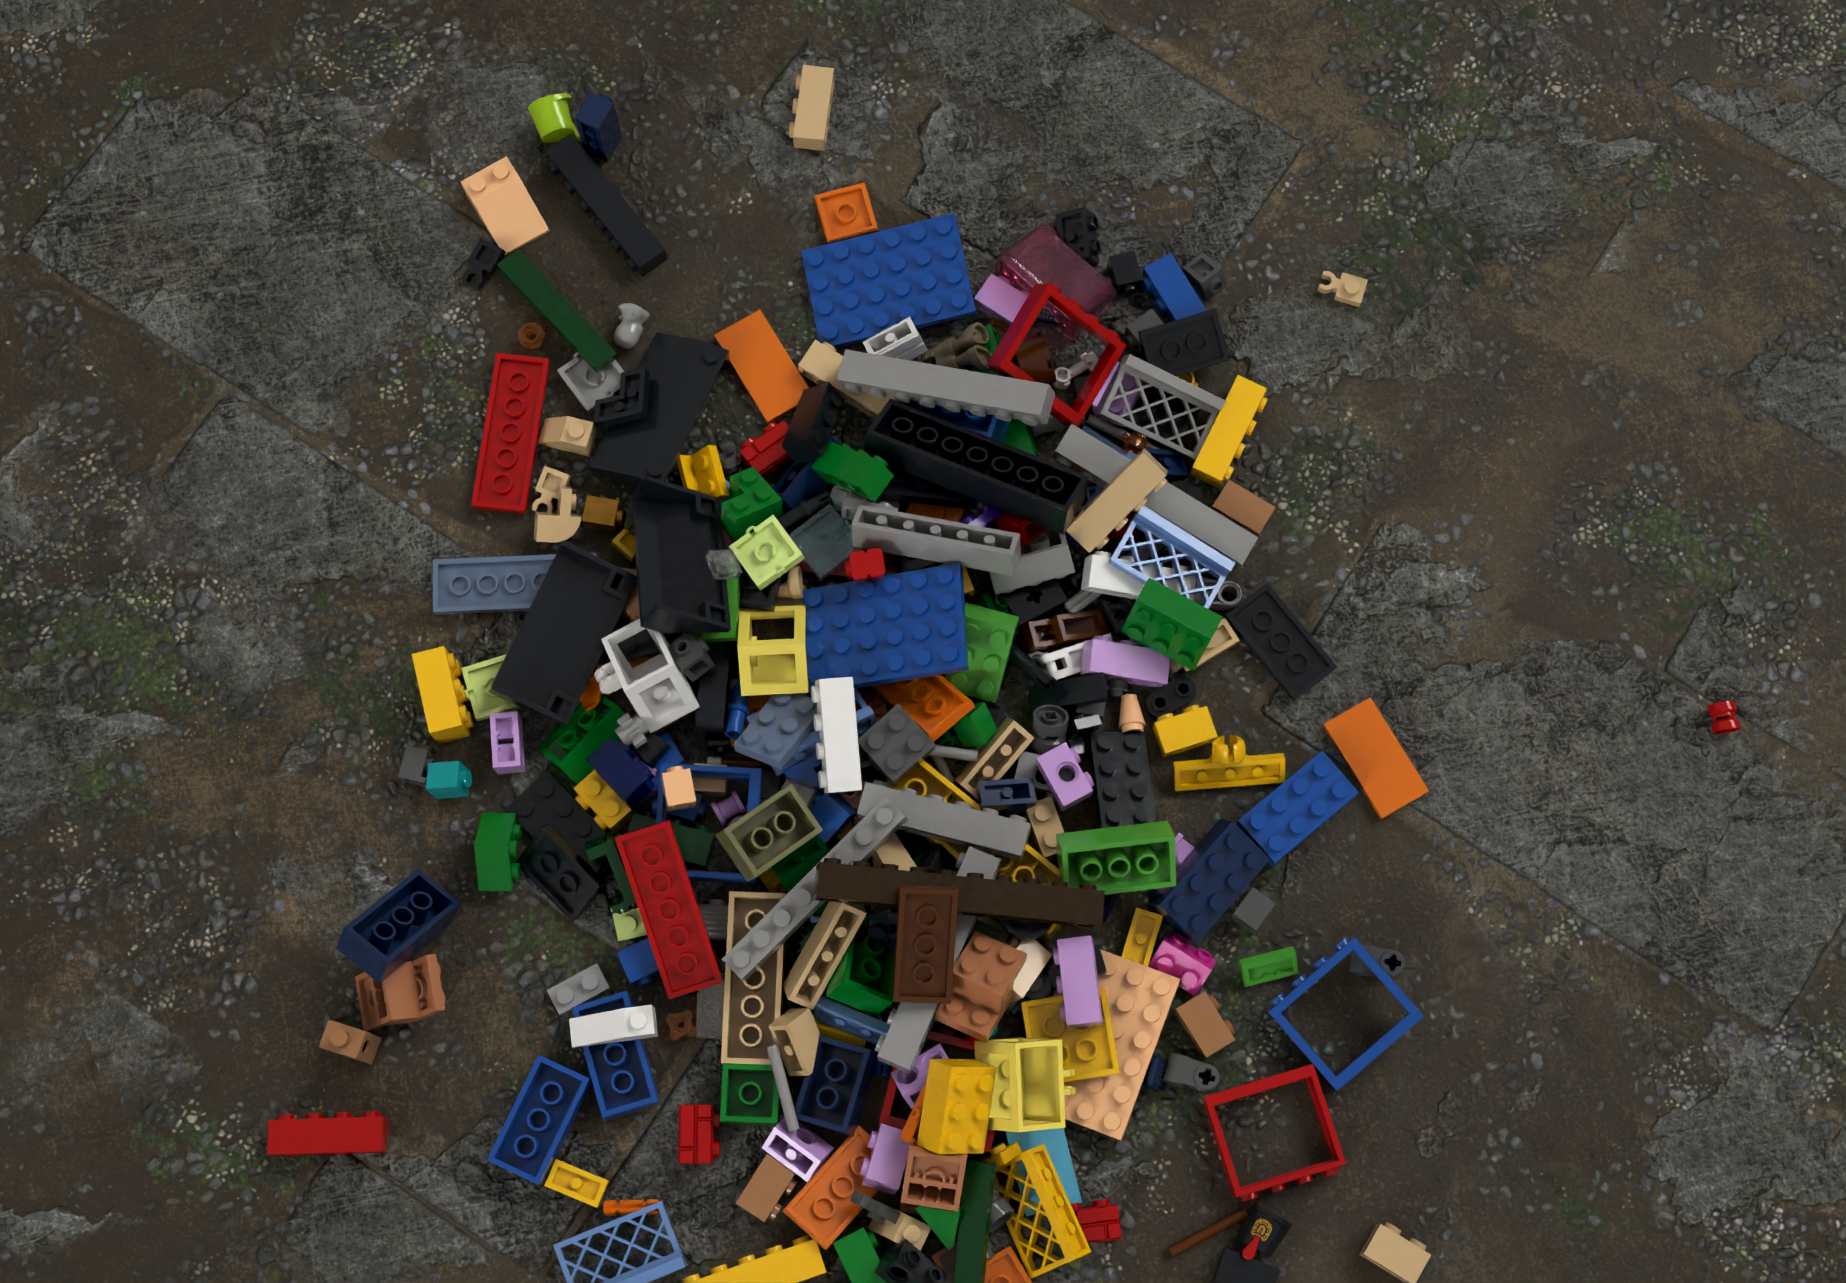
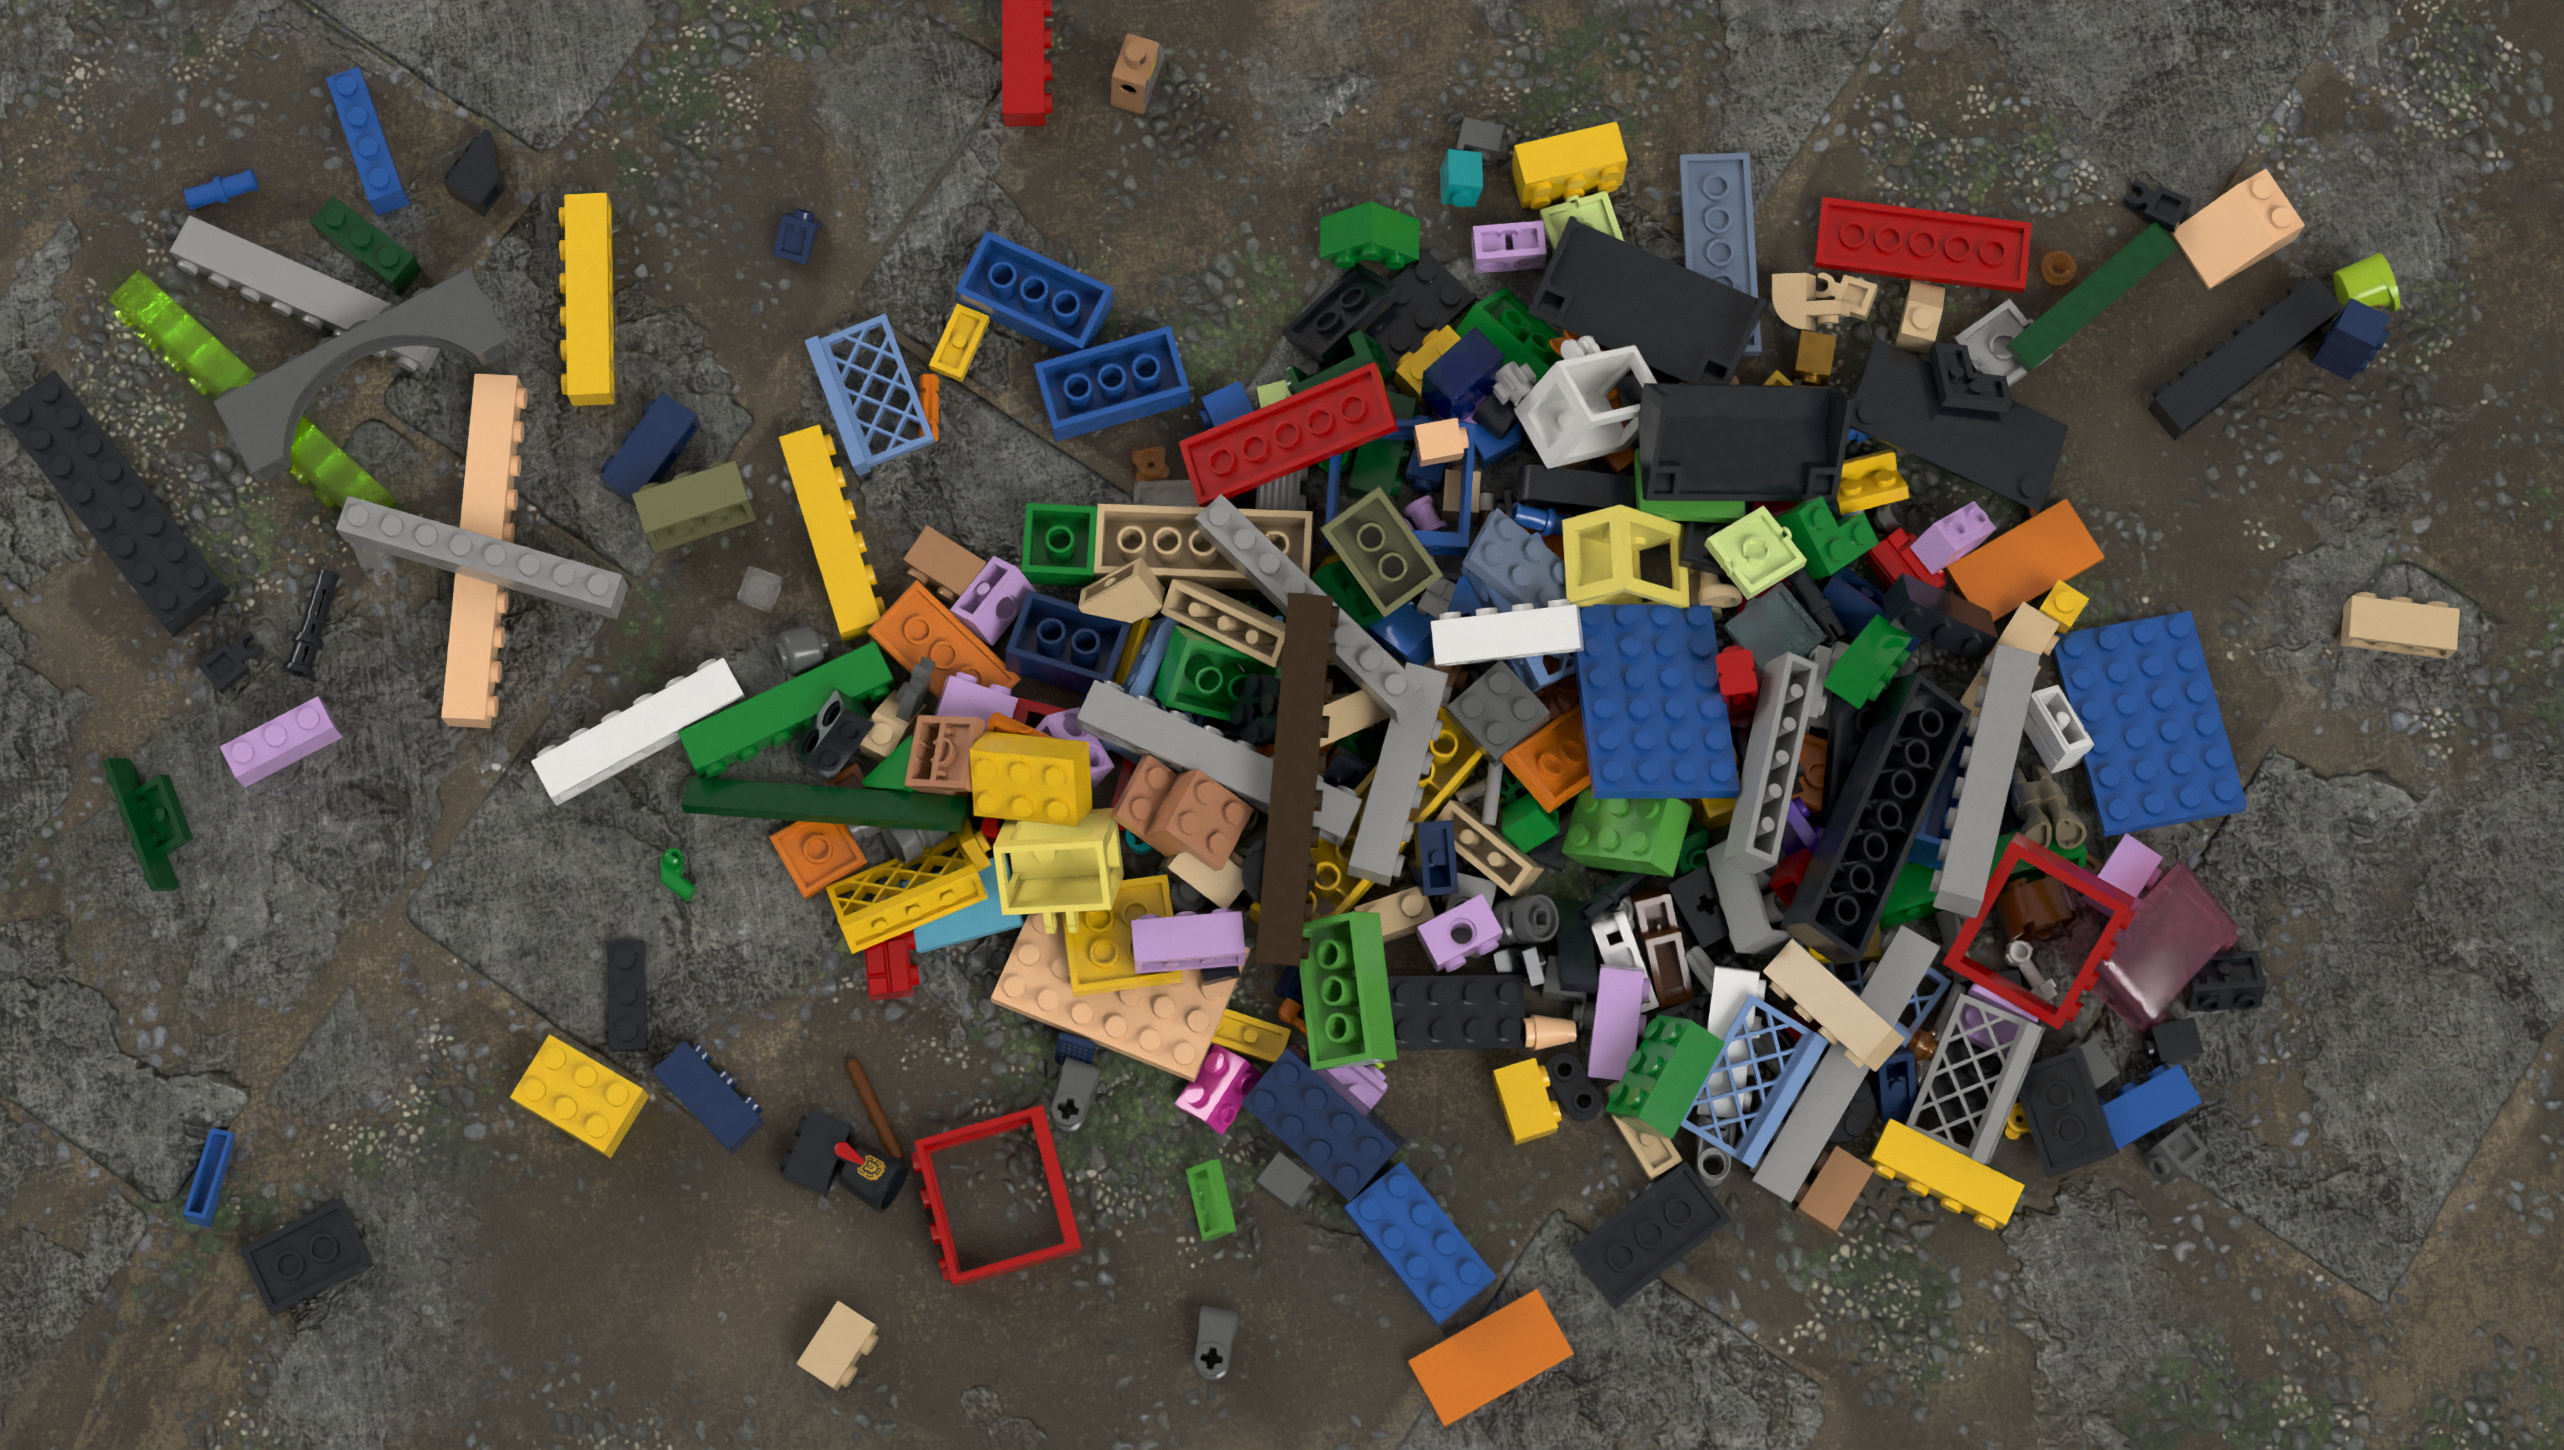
camera: 90 degrees right, 0 degrees up
(398, 925) = (1273, 118): dark blue brick -> none
(404, 996) = (1194, 129): nougat bracket -> none
(578, 989) = (1198, 342): light grey plate -> none
(614, 1026) = (1143, 375): white slope -> none
(630, 329) = (2072, 391): light grey animal -> none
(691, 655) = (1613, 456): dark grey brick -> none
(697, 1134) = (1013, 482): red brick -> none
(723, 564) = (1737, 496): clear plate -> none
(748, 413) = (1953, 537): none -> lavender brick
(783, 1088) = (1064, 577): light grey bar -> none
(799, 338) = (2063, 606): none -> yellow brick
(846, 213) = (2248, 671): orange tile -> none
(925, 944) = (1229, 730): reddish brown plate -> none
(1120, 909) = (1289, 1014): none -> orange hand
(1205, 1024) = (1136, 1114): medium nougat brick -> none
(1229, 768) = (1475, 1157): yellow plate -> none
(1303, 984) = (1189, 1341): blue window -> none
(1348, 288) = (2163, 1354): tan plate -> none

